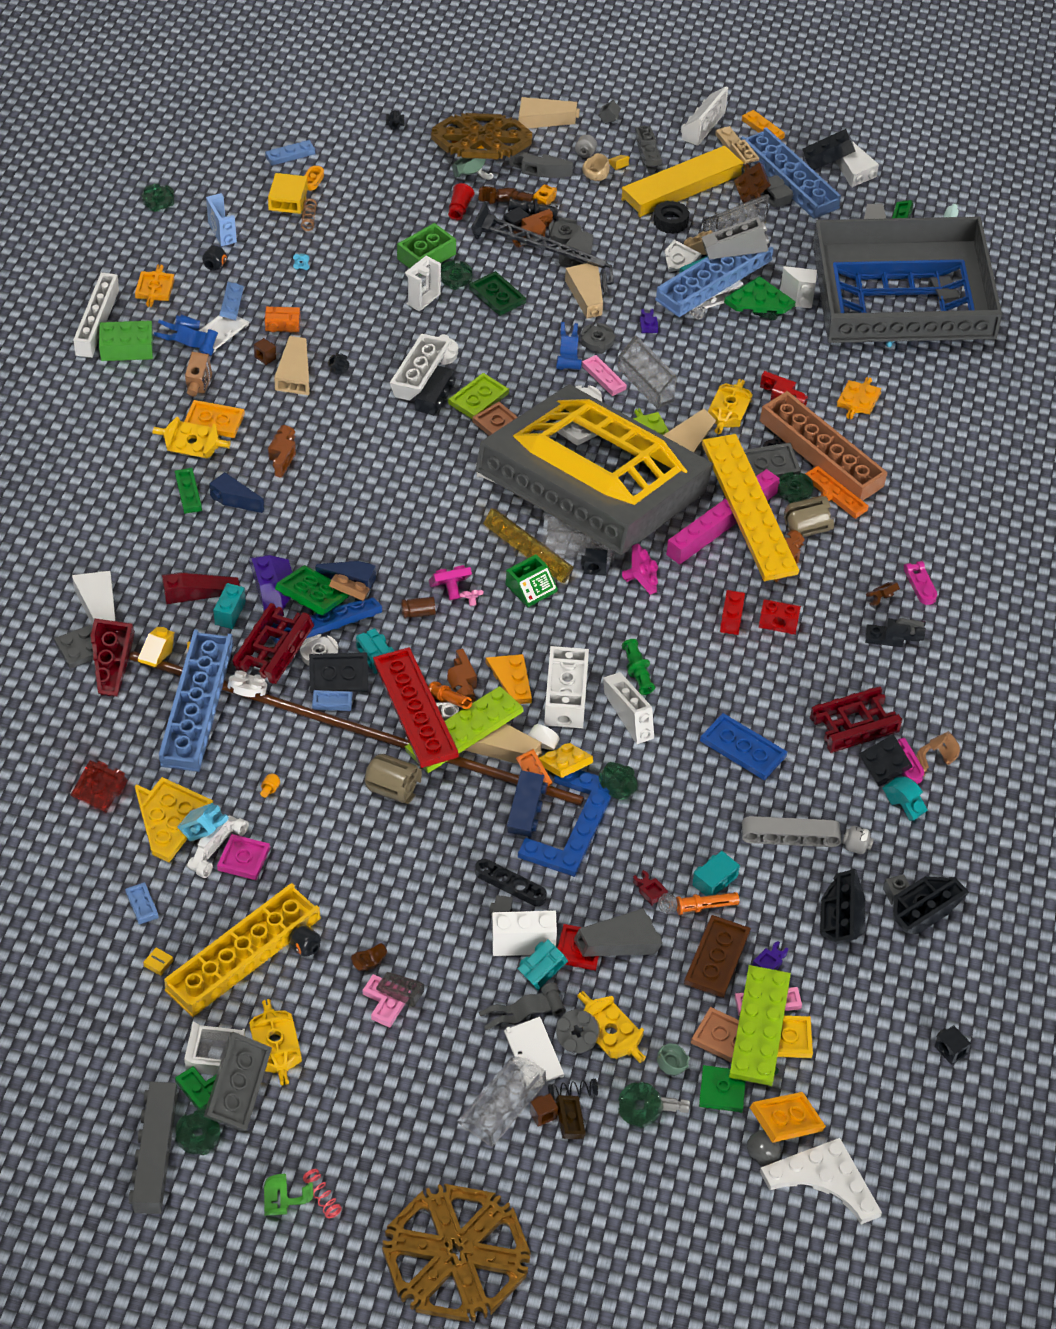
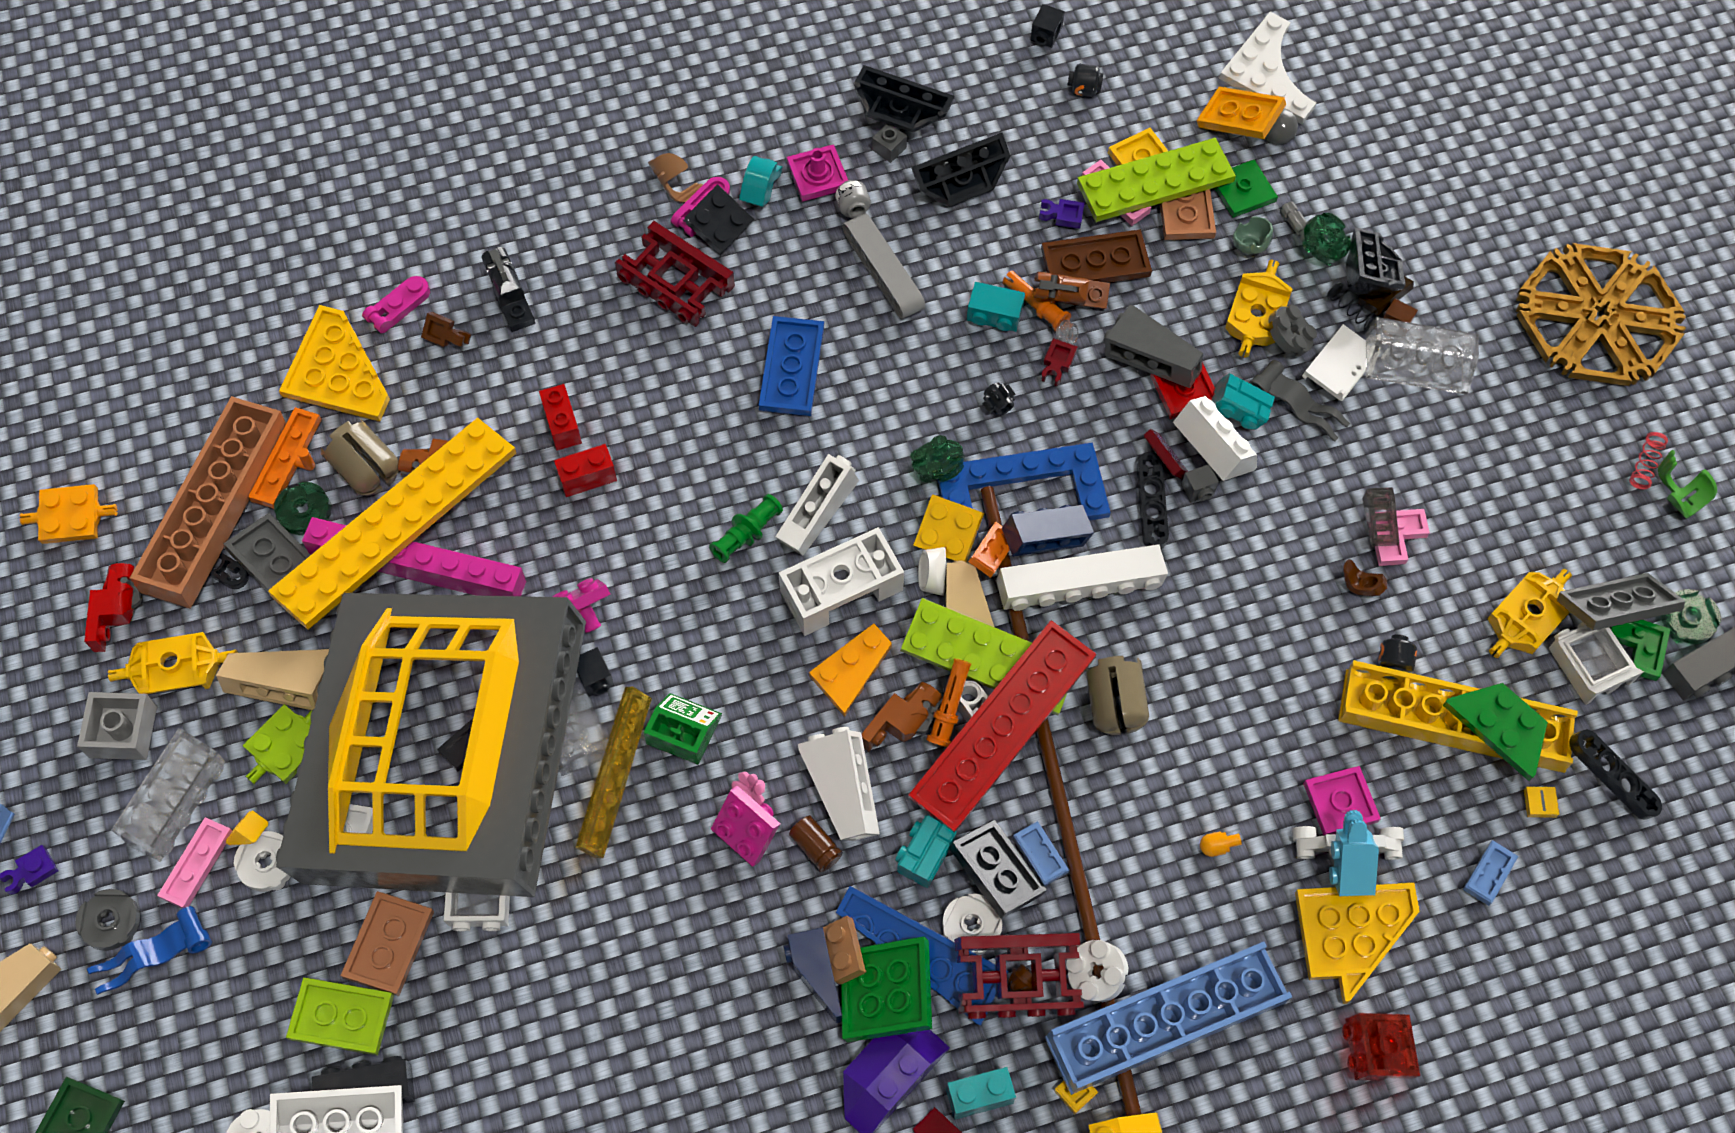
camera: 120 degrees left, 15 degrees up
(139, 1004) = (1639, 792): none -> black beam
(215, 955) = (1503, 724): none -> green wing
(441, 630) = (843, 781): none -> white slope
(482, 807) = (1081, 577): none -> white brick
(537, 902) = (1165, 453): none -> dark red tile
(592, 1109) = (1373, 265): none -> black wedge
(606, 396) = (247, 829): none -> yellow slope
(641, 836) = (998, 398): none -> black gear
(697, 915) = (1071, 290): none -> dark orange plate
(703, 369) = (117, 726): none -> light grey brick
(884, 1041) = (1085, 80): none -> black head
(887, 534) = (334, 369): none -> yellow plate
(895, 835) = (817, 172): none -> dark pink plate

